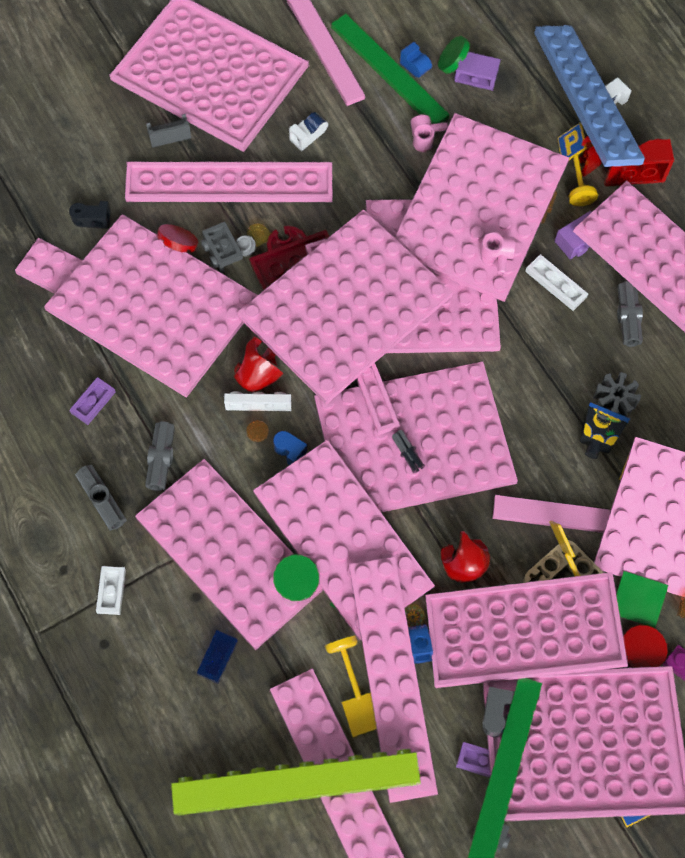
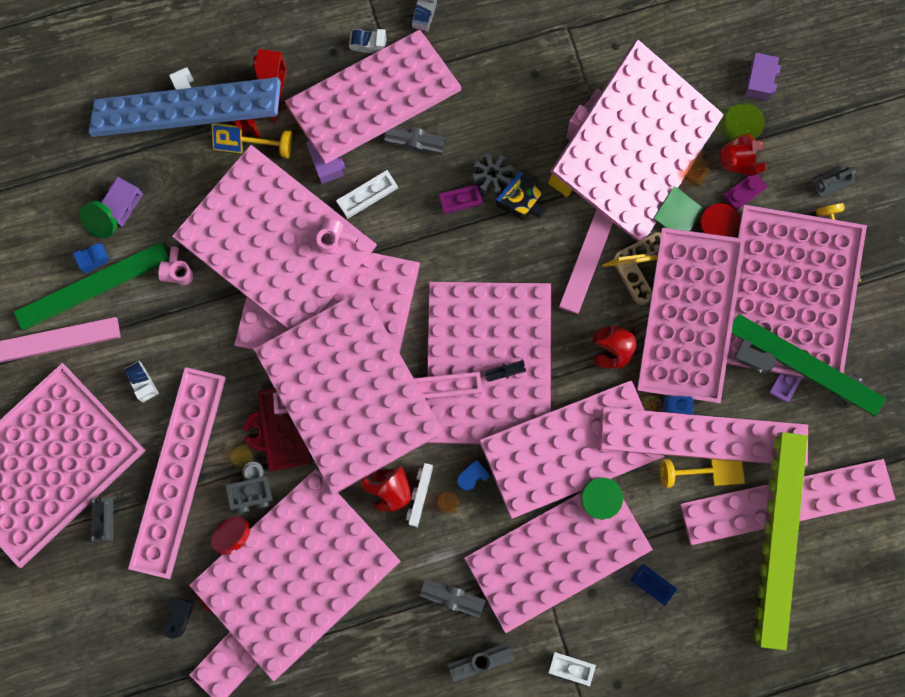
camera: 70 degrees left, 10 degrees up
(92, 401) = (380, 652): medium lavender plate -> none
(580, 371) = (460, 199): none -> magenta plate

